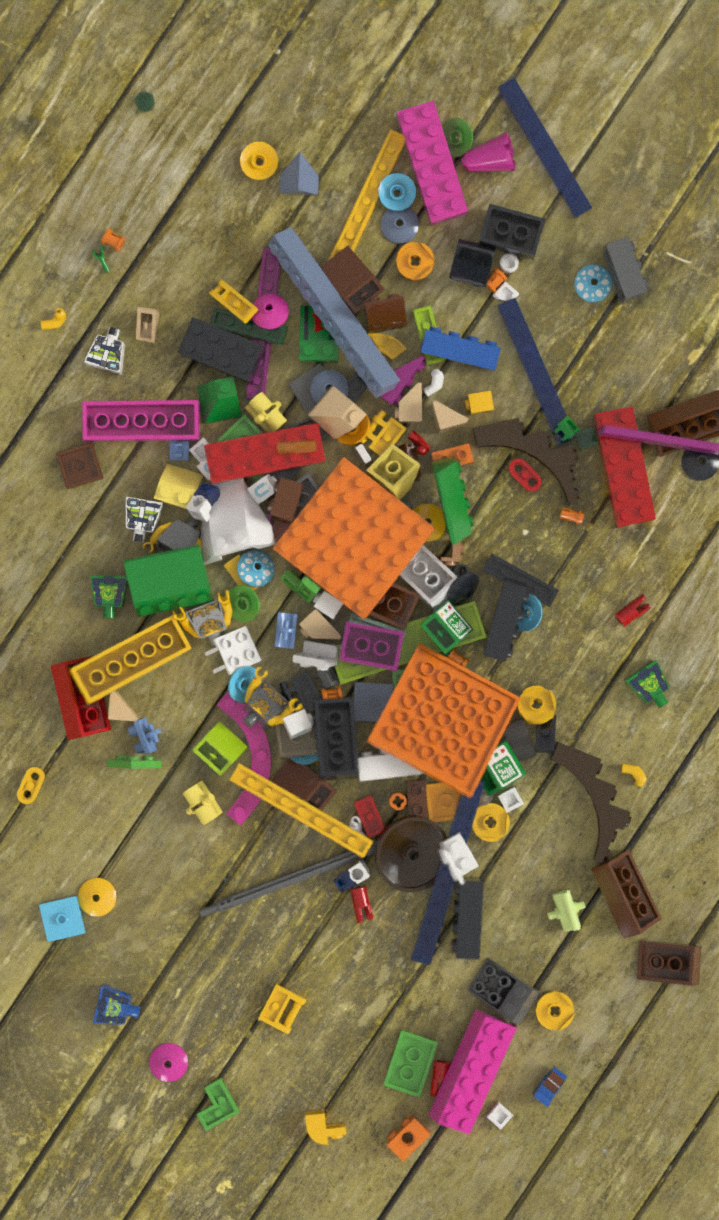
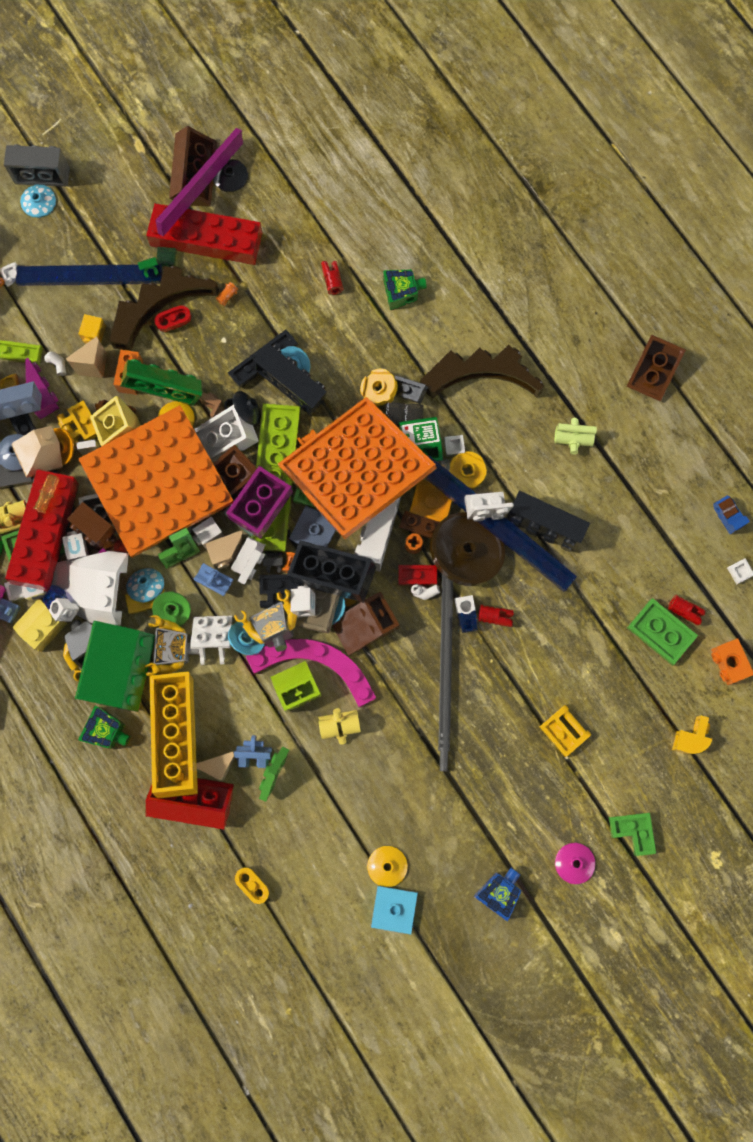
camera: 70 degrees left, 10 degrees down
(142, 517) = (48, 668): torso -> none
(301, 810) = (384, 631): yellow tile -> none
(410, 406) = (66, 389): tan slope -> none
(423, 446) = (106, 393): red arm -> none
(446, 627) = (274, 435): green slope -> none
(460, 349) = (35, 325): blue brick -> none
(472, 1071) = (692, 576): dark pink brick -> none
(503, 991) = (626, 520): dark grey slope -> none
(554, 1021) = (659, 493): yellow plate -> none
(626, 894) = (580, 380): reddish brown slope -> none
(636, 772) = (475, 329): yellow arm -> none

